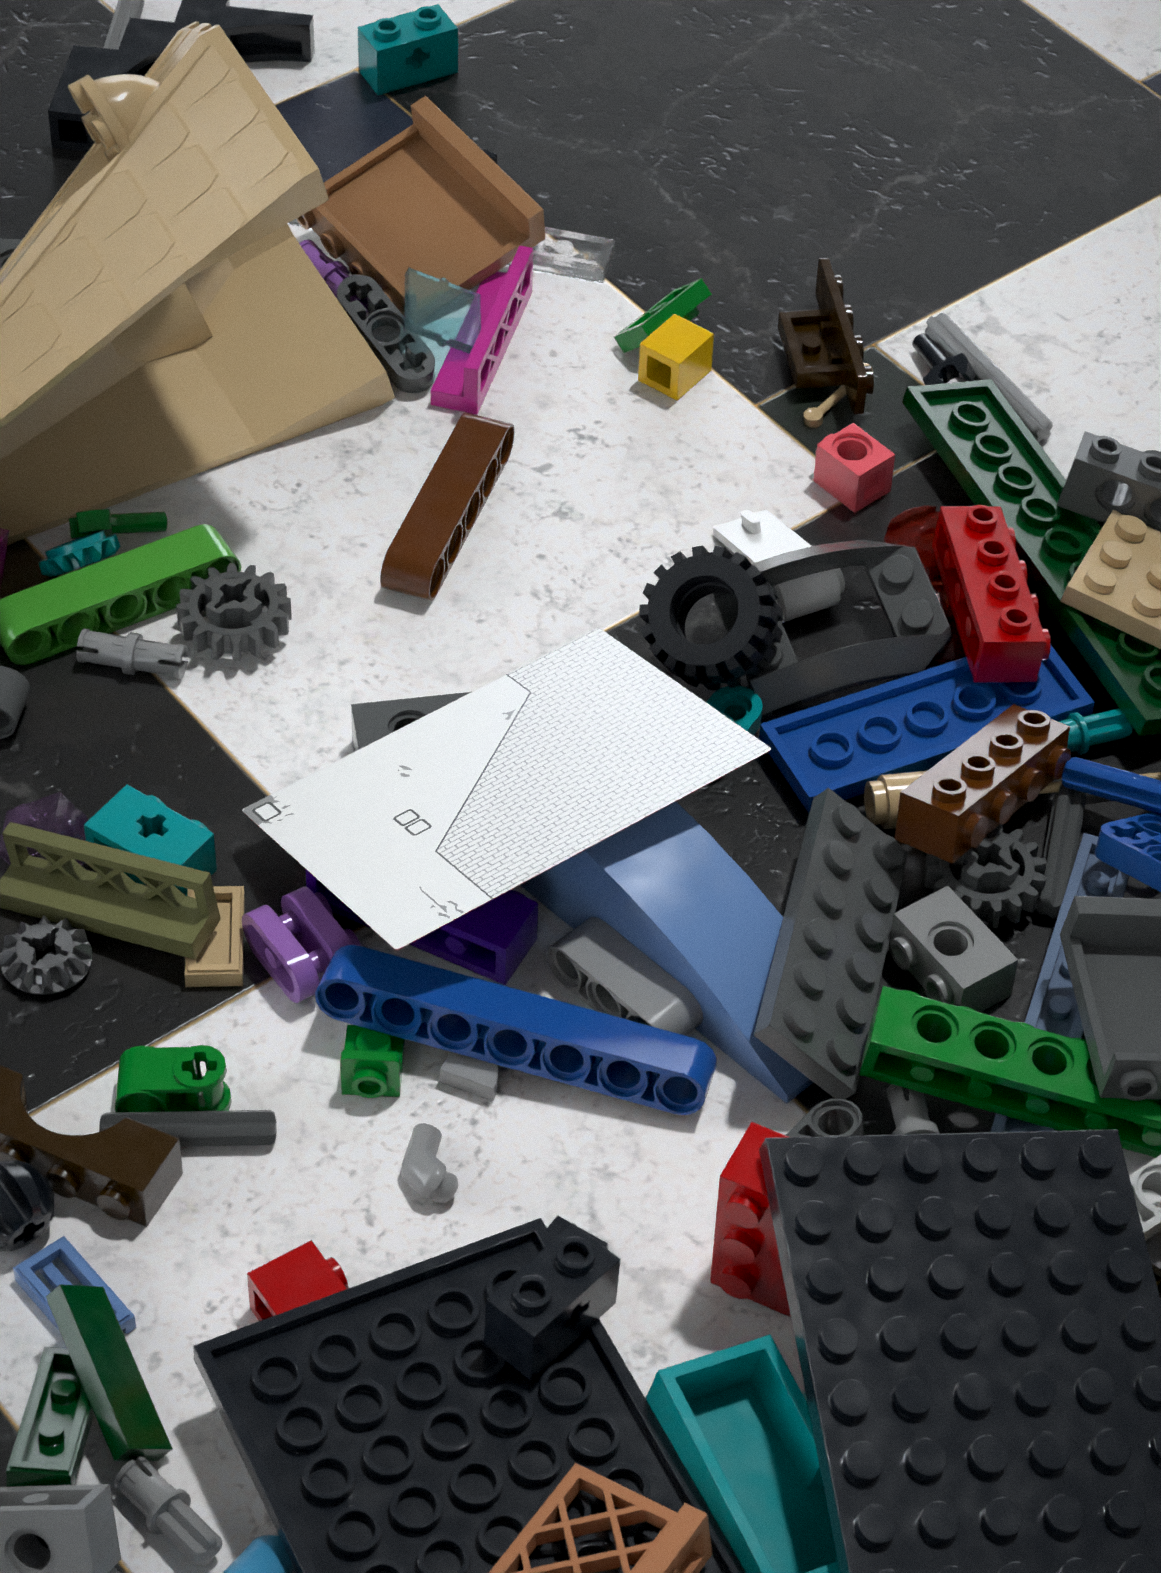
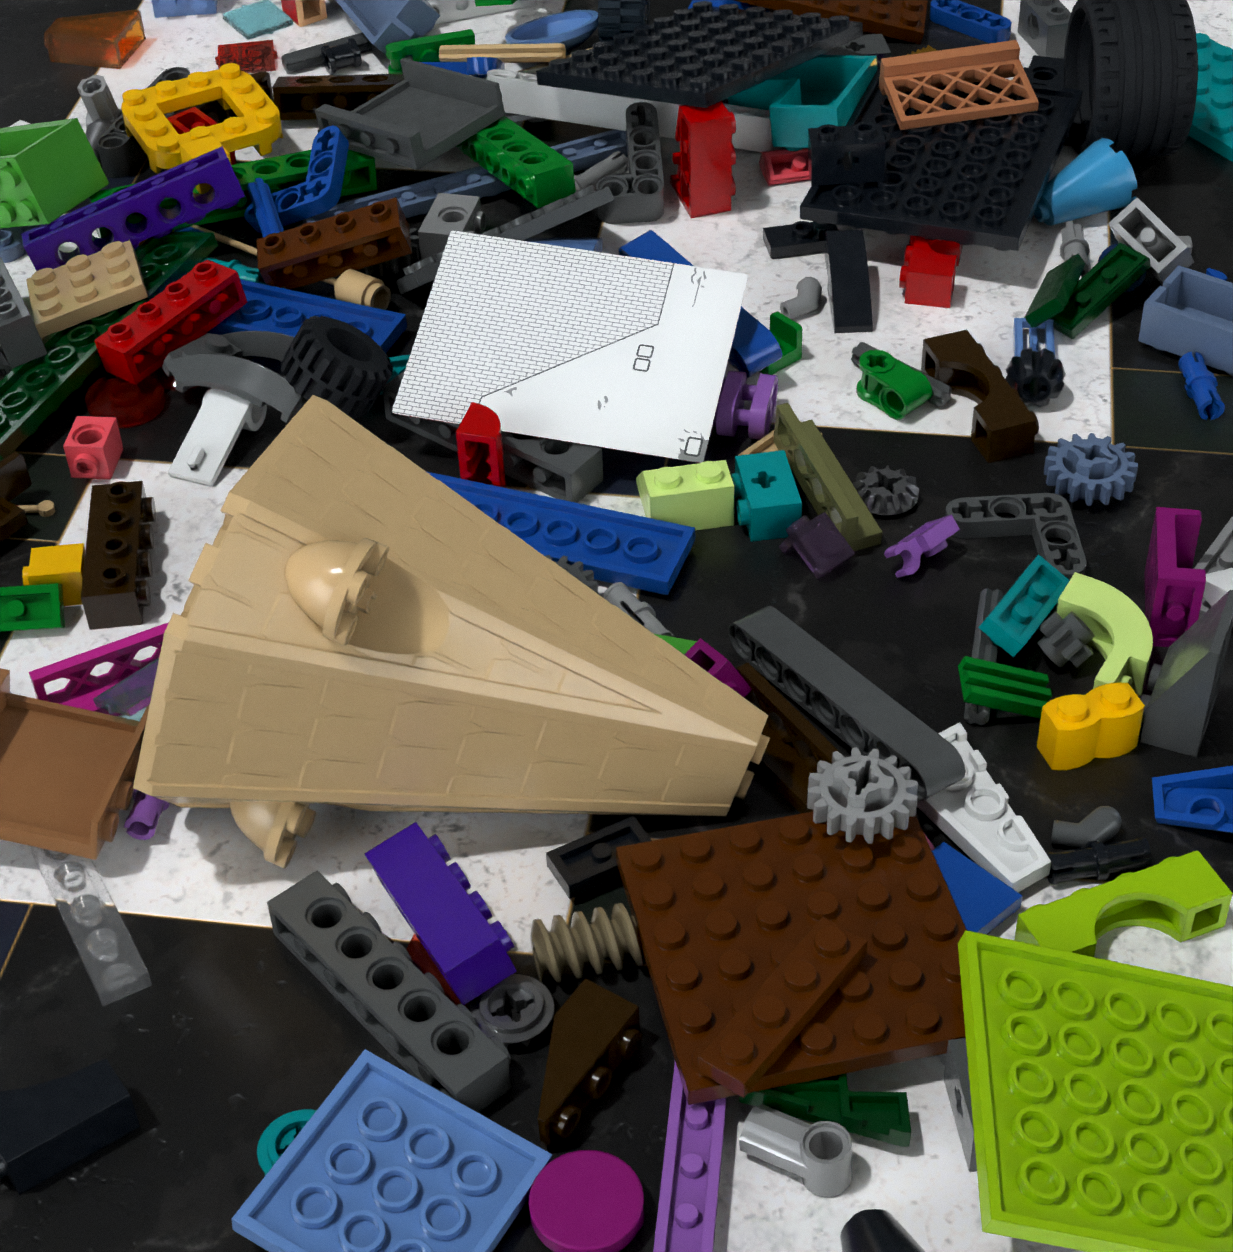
camera: 130 degrees left, 5 degrees down
(224, 778) = (689, 494): none -> yellowish green slope
(350, 661) = (610, 543): none -> blue plate
(389, 1211) = (848, 281): none -> black slope
(460, 653) = (481, 446): none -> red brick
(664, 402) = (118, 555): none -> dark brown brick

